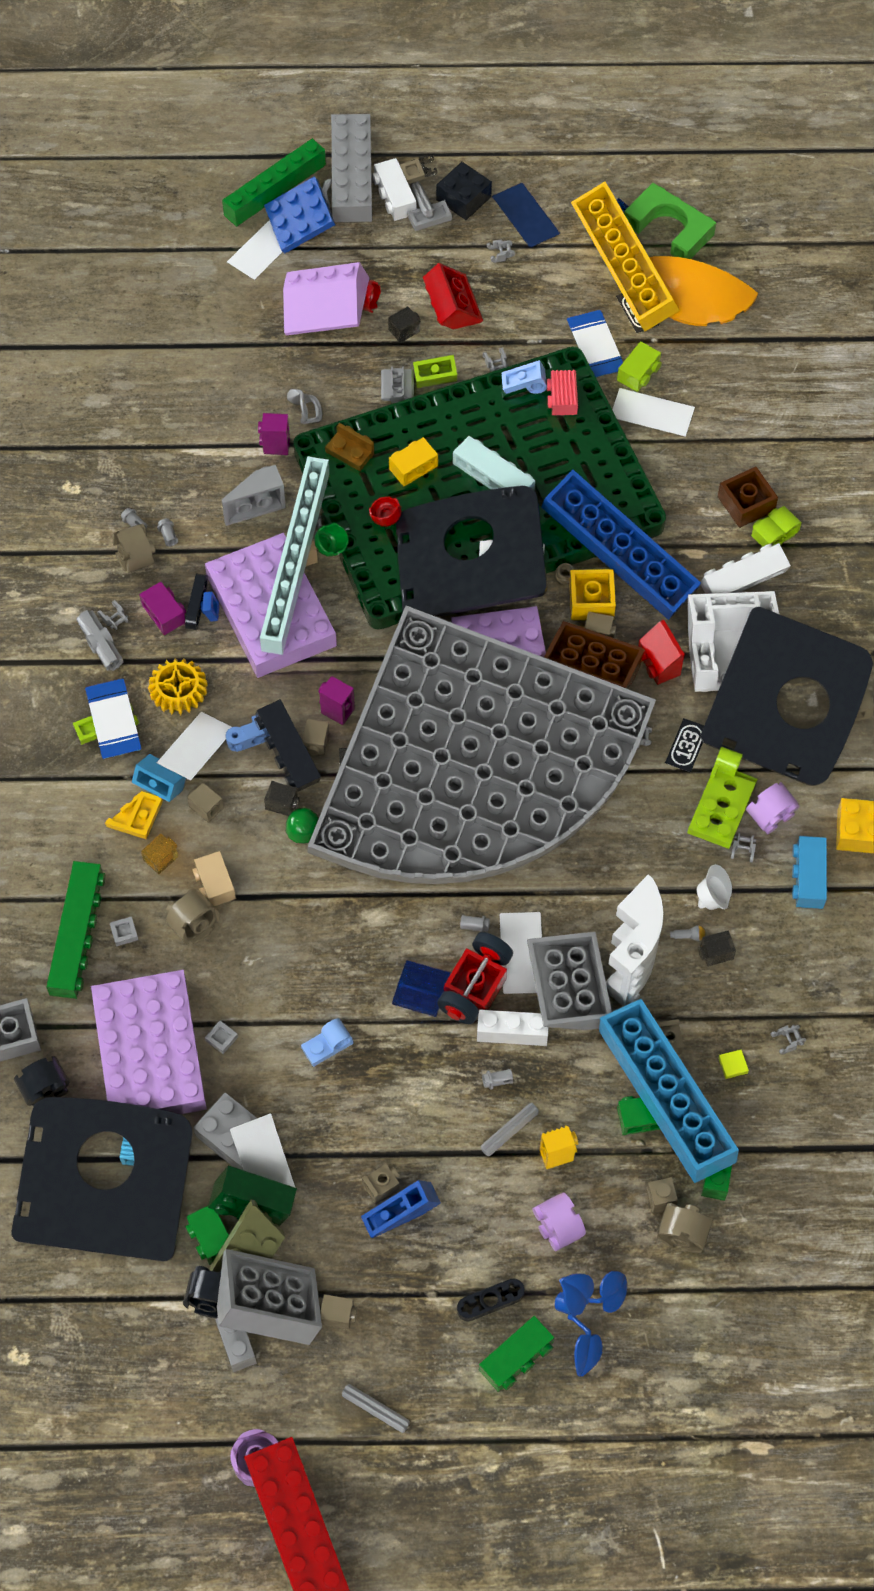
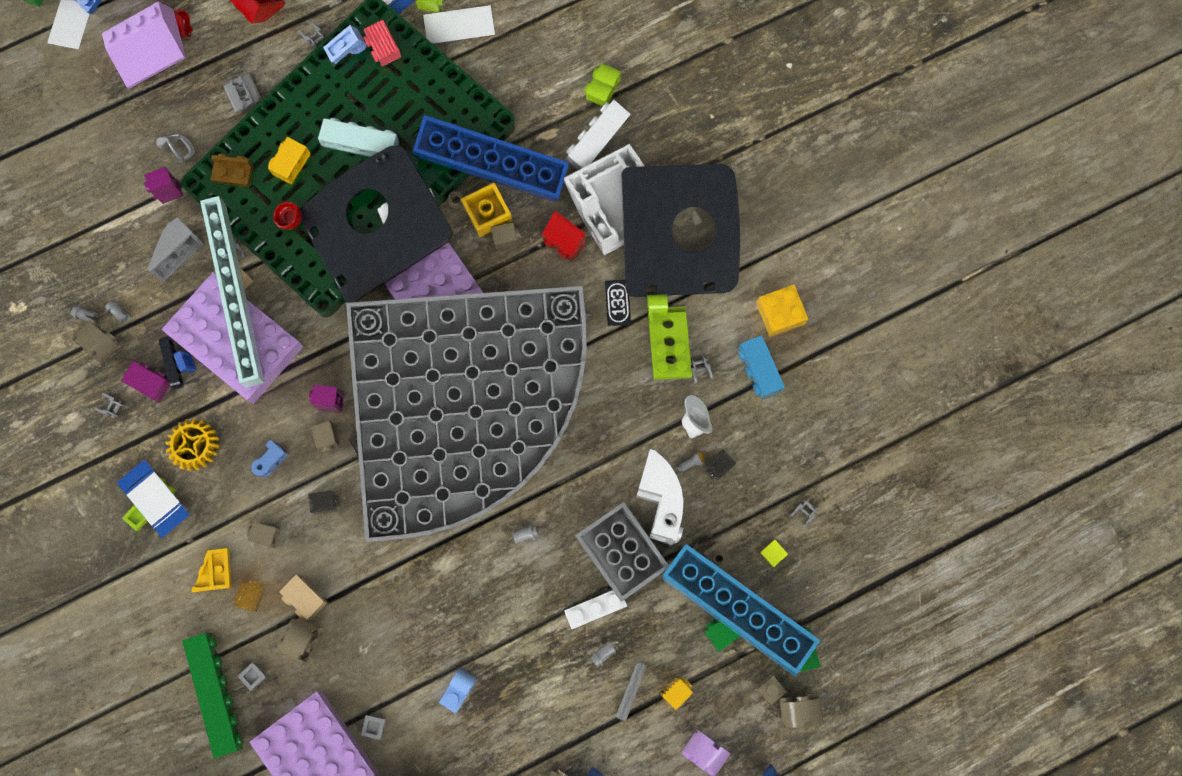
camera: 25 degrees left, 15 degrees up
(99, 640) = (108, 434): light grey piece -> none
(157, 778) = (216, 533): dark azure brick -> none
(195, 746) = (232, 490): white sticker -> none
(287, 746) = (306, 457): black brick -> none
(301, 825) = (350, 516): green hair -> none
(331, 539) = (255, 262): green hair -> none
(404, 324) = (222, 36): clear smoke brick -> none
(420, 988) = (509, 609): clear blue slope -> none
(435, 371) = (268, 68): lime brick -> none
(476, 979) = (549, 586): brick -> none
(515, 930) = (563, 524): white sticker -> none
(596, 654) = (514, 267): reddish brown slope -> none
(747, 497) = (569, 68): reddish brown brick -> none
(773, 806) = (709, 328): lavender brick -> none

